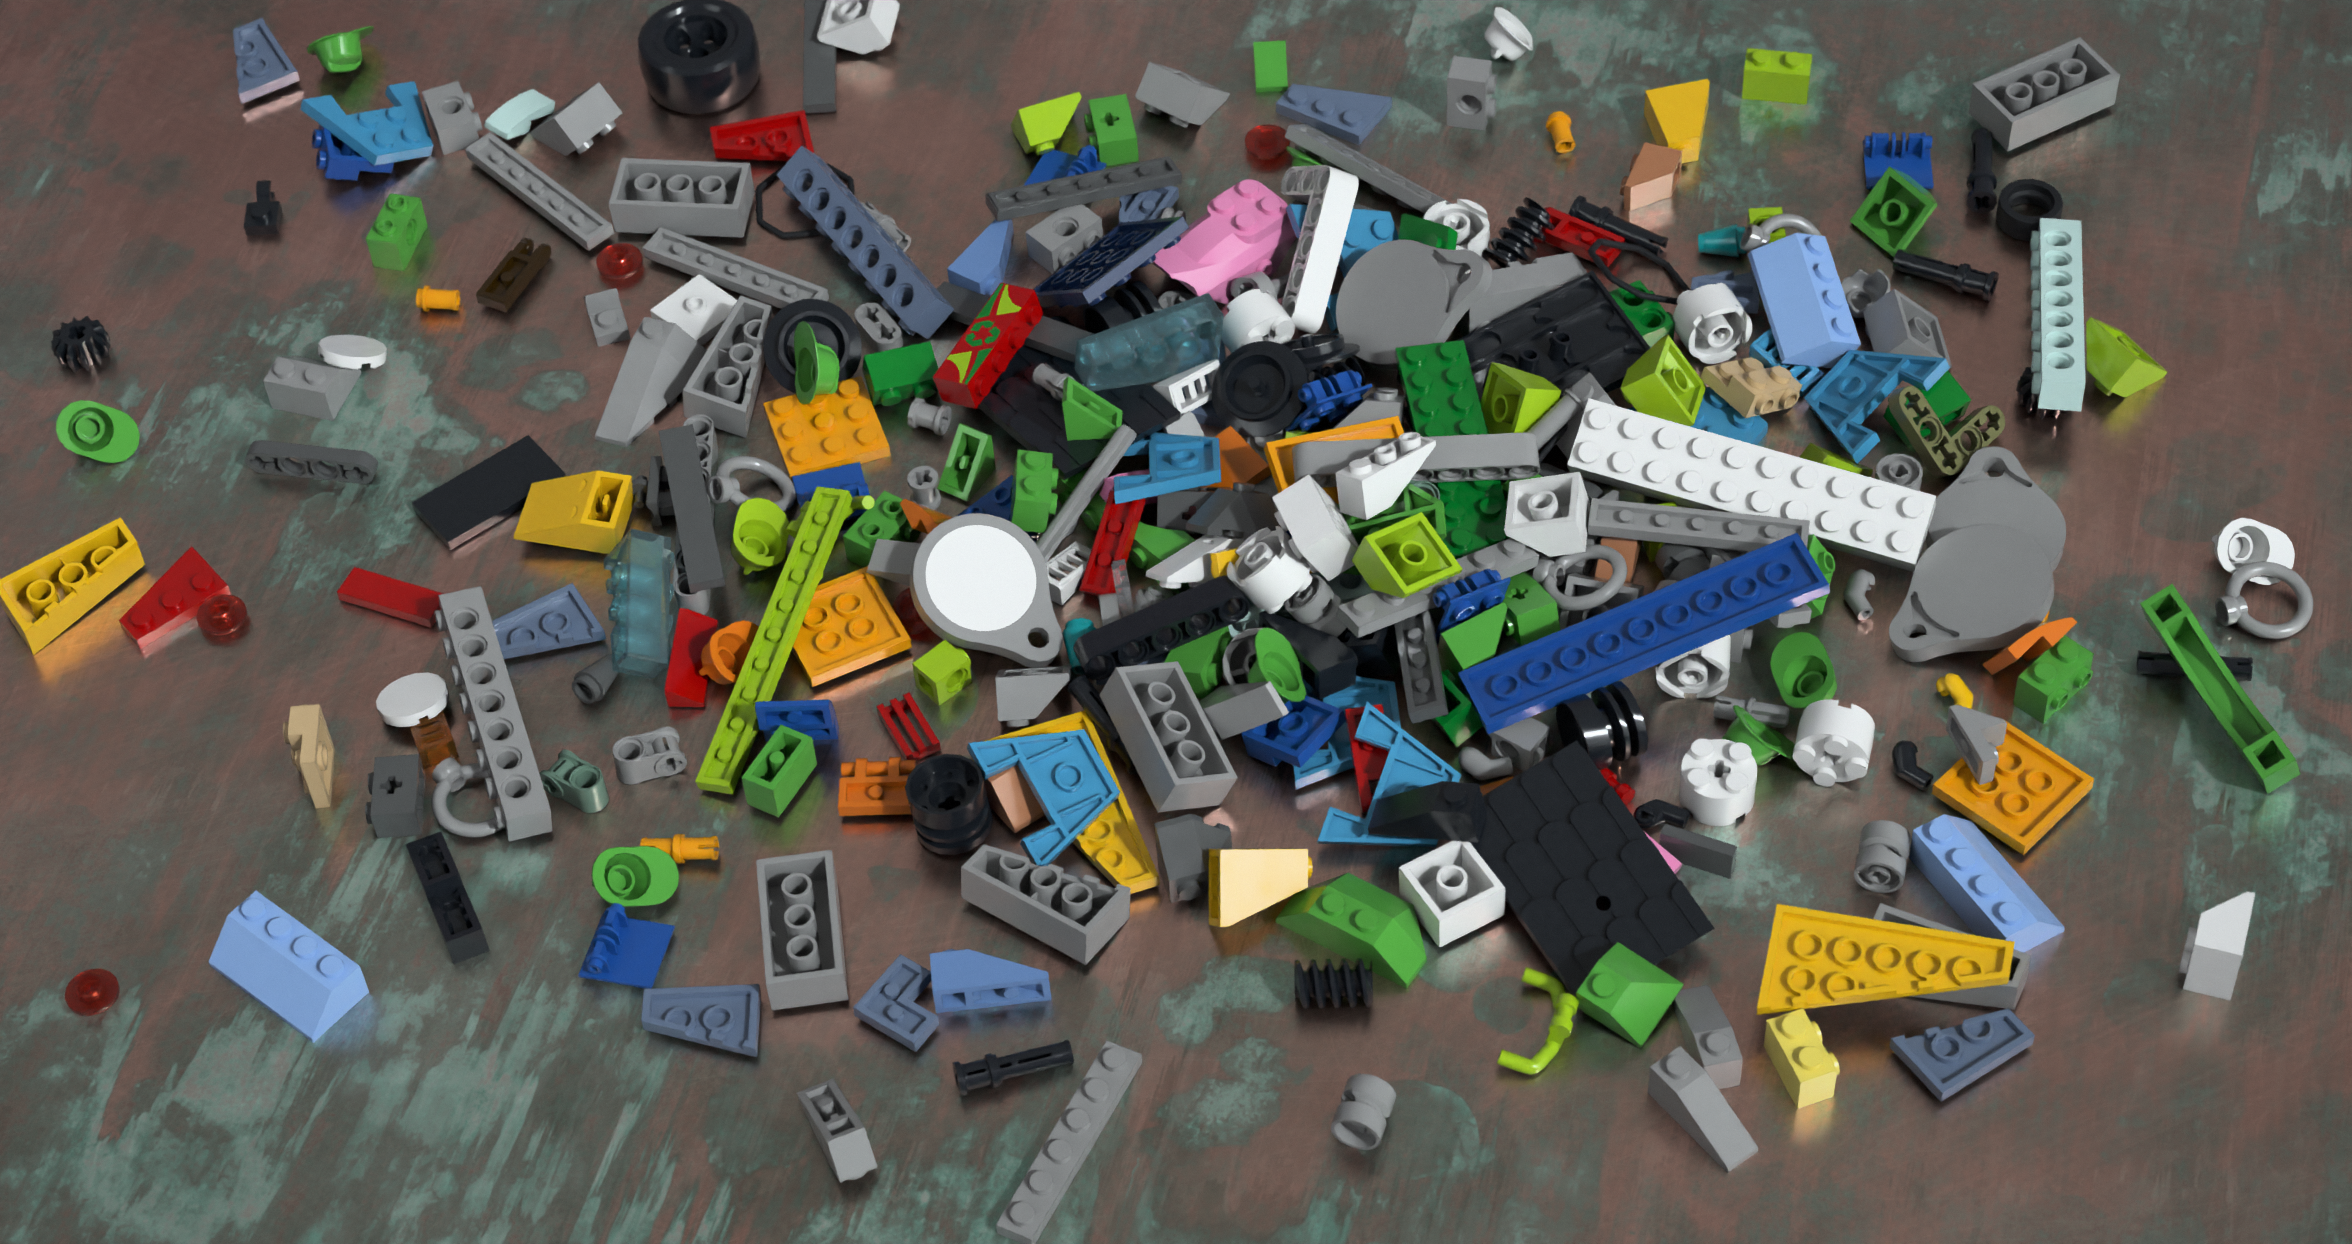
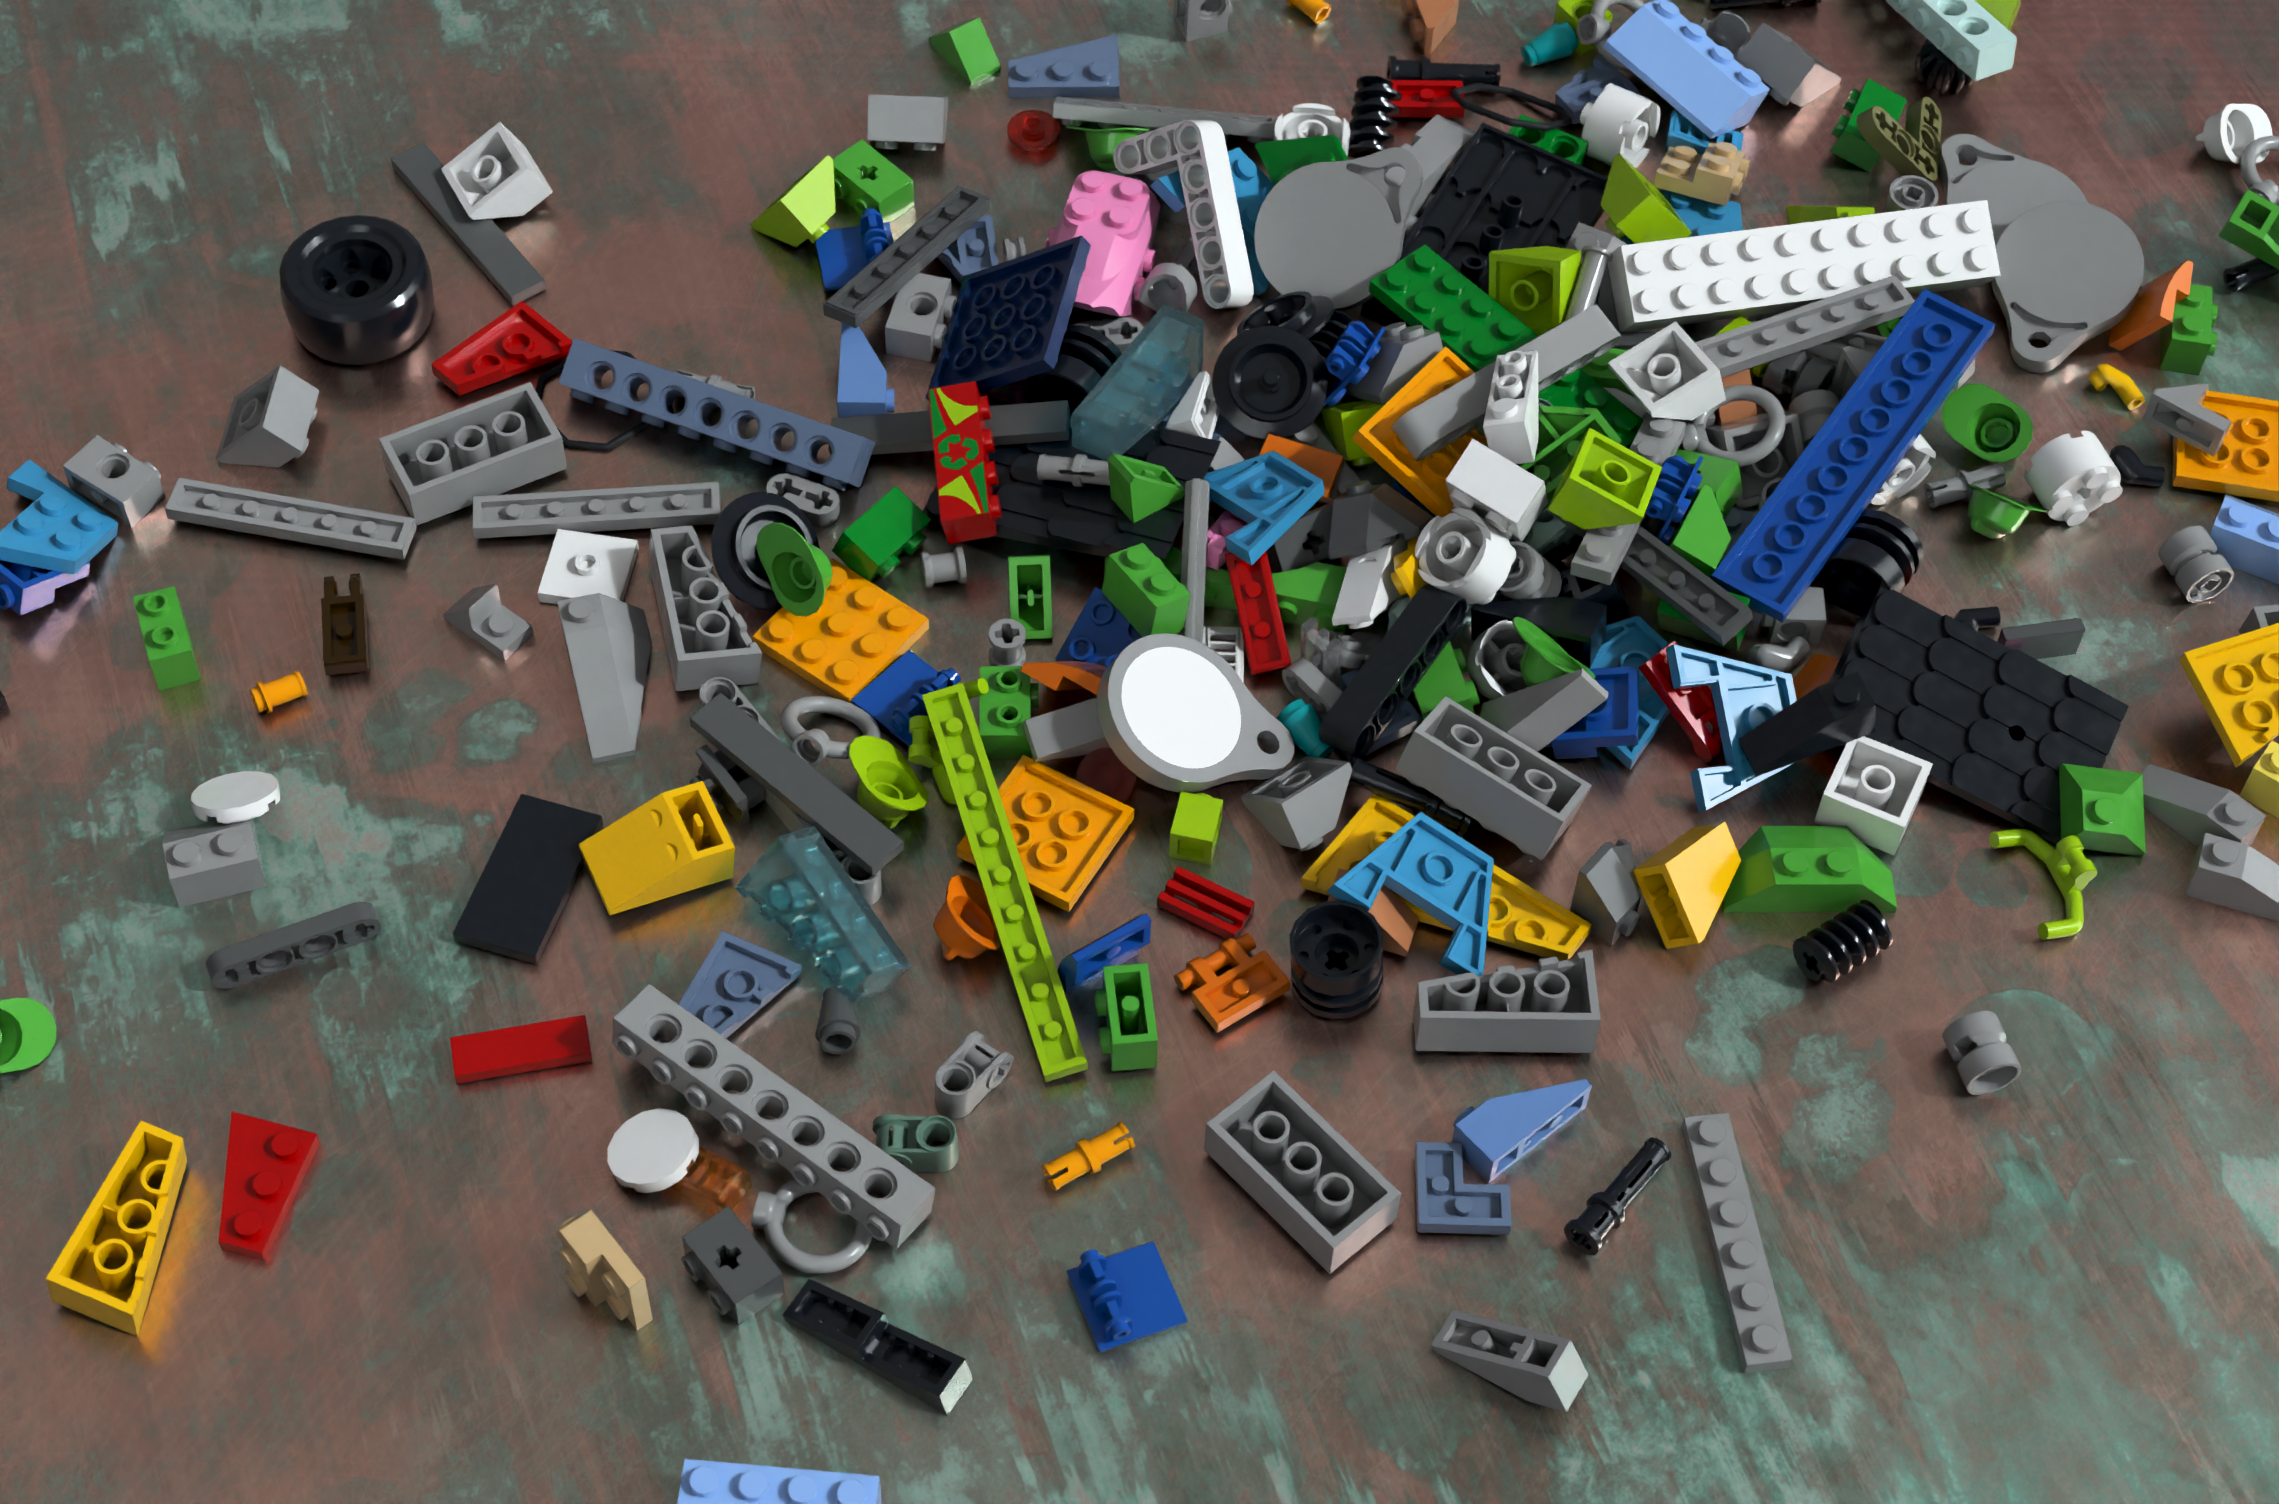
camera: 40 degrees left, 5 degrees up
(221, 615) = (336, 1171): clear red piece -> none
(516, 114) = (189, 443): light aqua slope -> none
(619, 261) = (451, 555): clear red piece -> none
(635, 876) = (1077, 1213): bright green piece -> none
(683, 682) = (930, 972): red slope -> none
(706, 1015) = (1274, 1316): sand blue wing -> none
(1255, 318) = (1220, 315): white brick -> none
(1718, 781) = (2001, 565): white brick -> none
(1859, 386) = (1797, 132): dark azure wing -> none

